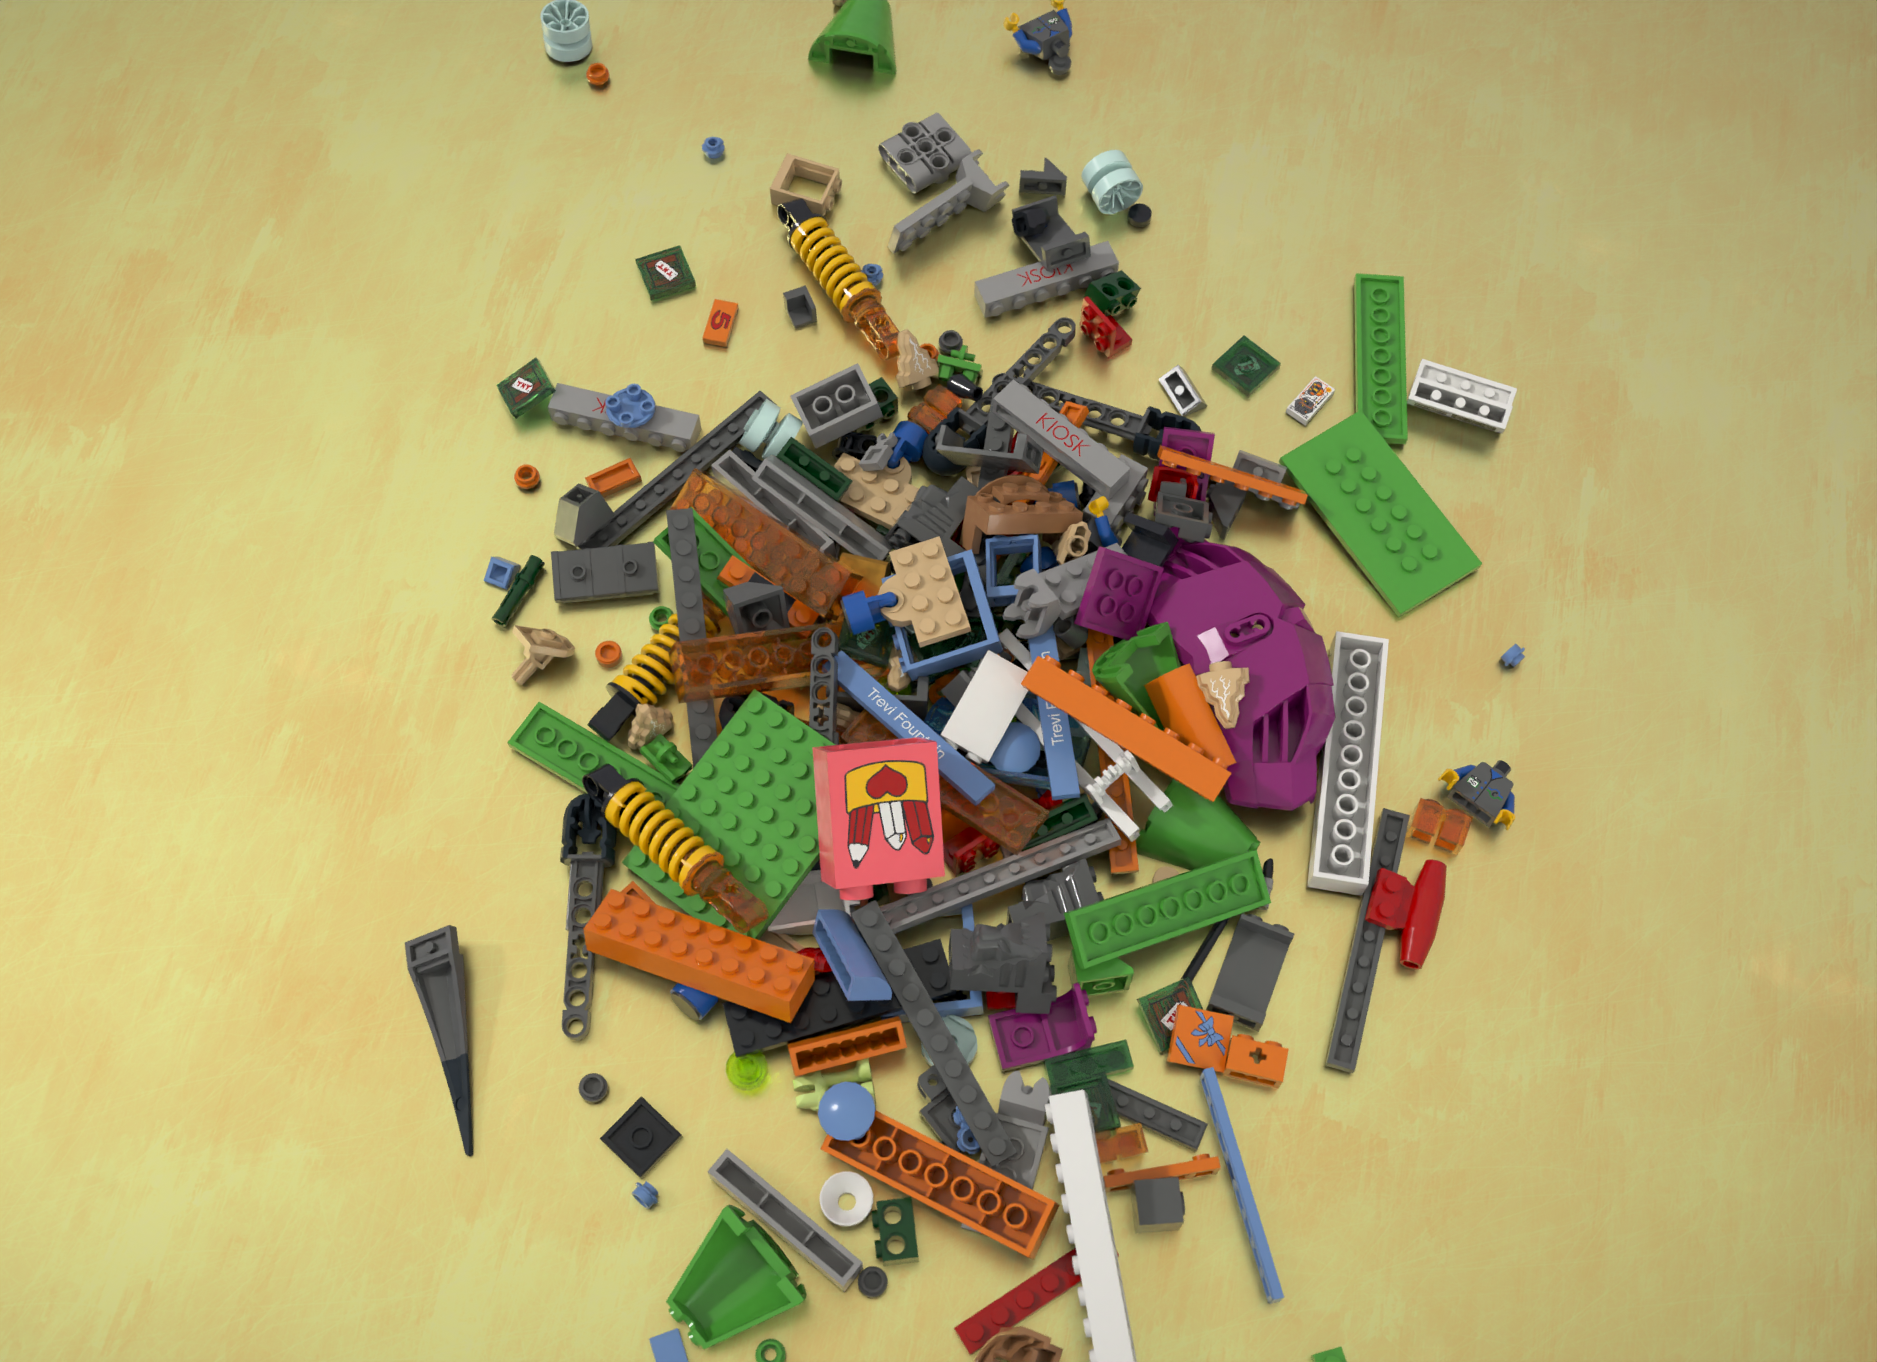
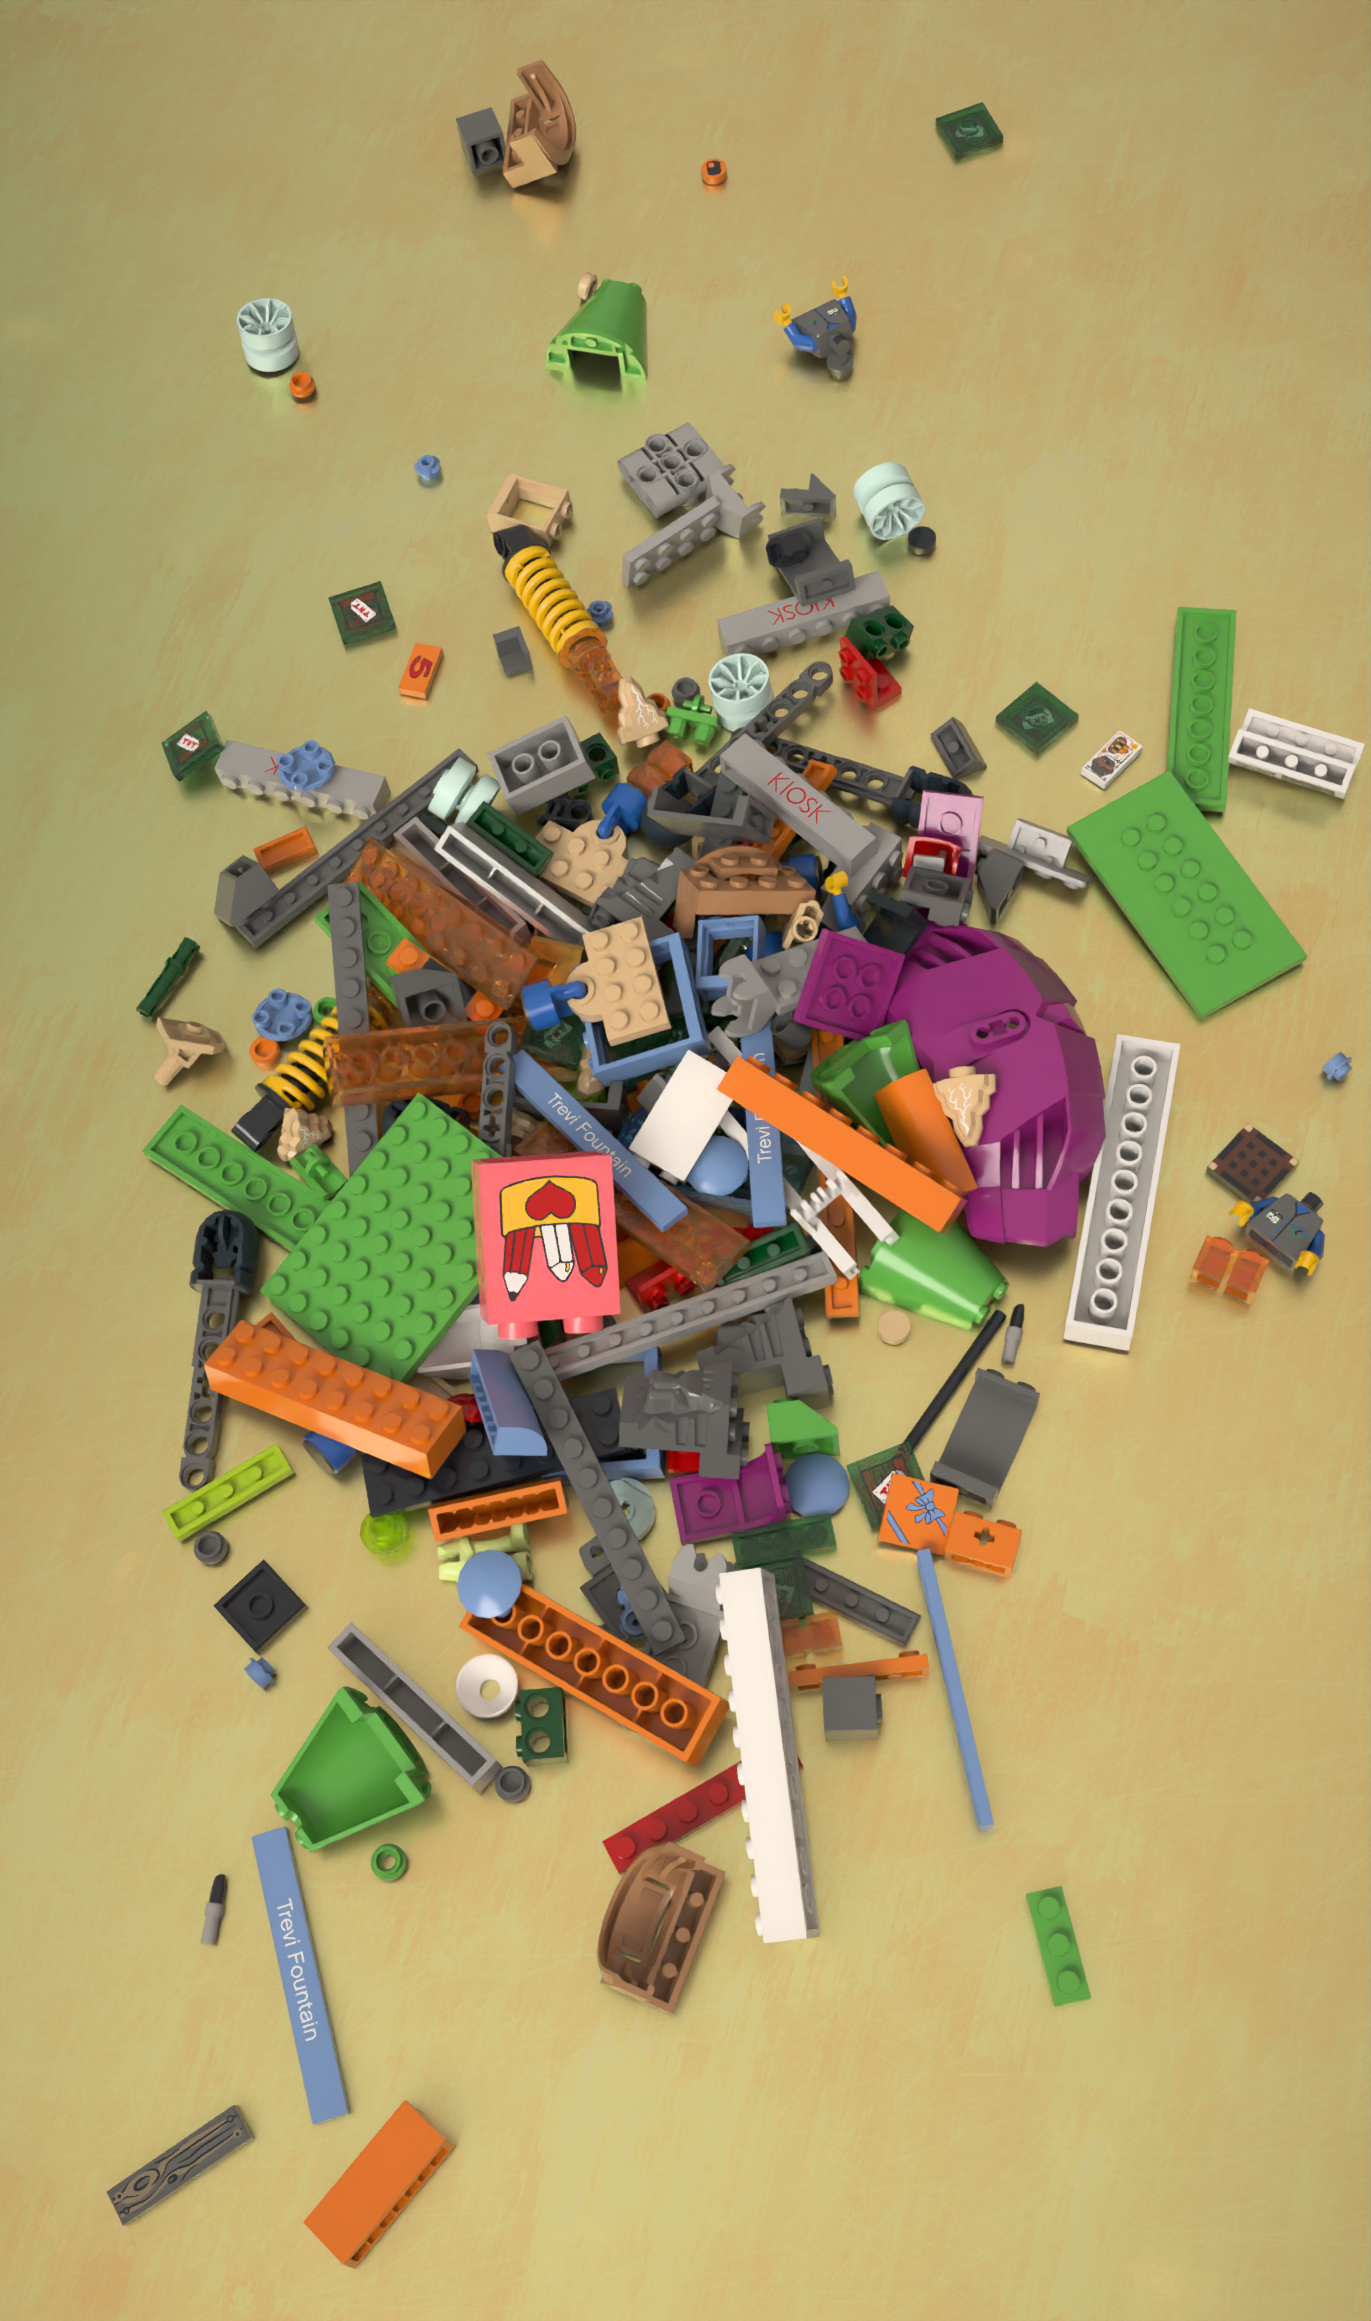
camera: 15 degrees right, 0 degrees up
(440, 985) = (46, 1421): dark grey plate -> none
(501, 572) = (151, 956): medium blue slope -> none
(525, 471) = (187, 841): orange plate -> none
(604, 573) = (265, 958): dark grey container -> none
(605, 1039) = (227, 1492): none -> lime plate
(622, 622) = (282, 1016): none -> medium blue dish
(673, 846) = (312, 1272): piece -> none
(797, 696) = (471, 1103): none -> orange plate
(878, 455) = (585, 823): light grey plate -> none
(964, 387) = (694, 744): black cone -> none
(999, 341) = (739, 689): none -> light aqua wheel
(1114, 1016) = (816, 1485): none -> medium blue dish
(1166, 908) = (884, 1359): bright green plate -> none
(1240, 478) = (1015, 852): orange plate -> none
(1365, 950) = (1130, 1405): dark grey plate -> none
(1410, 908) = (1189, 1368): red plate -> none
(1450, 738) = (1252, 1165): none -> tile

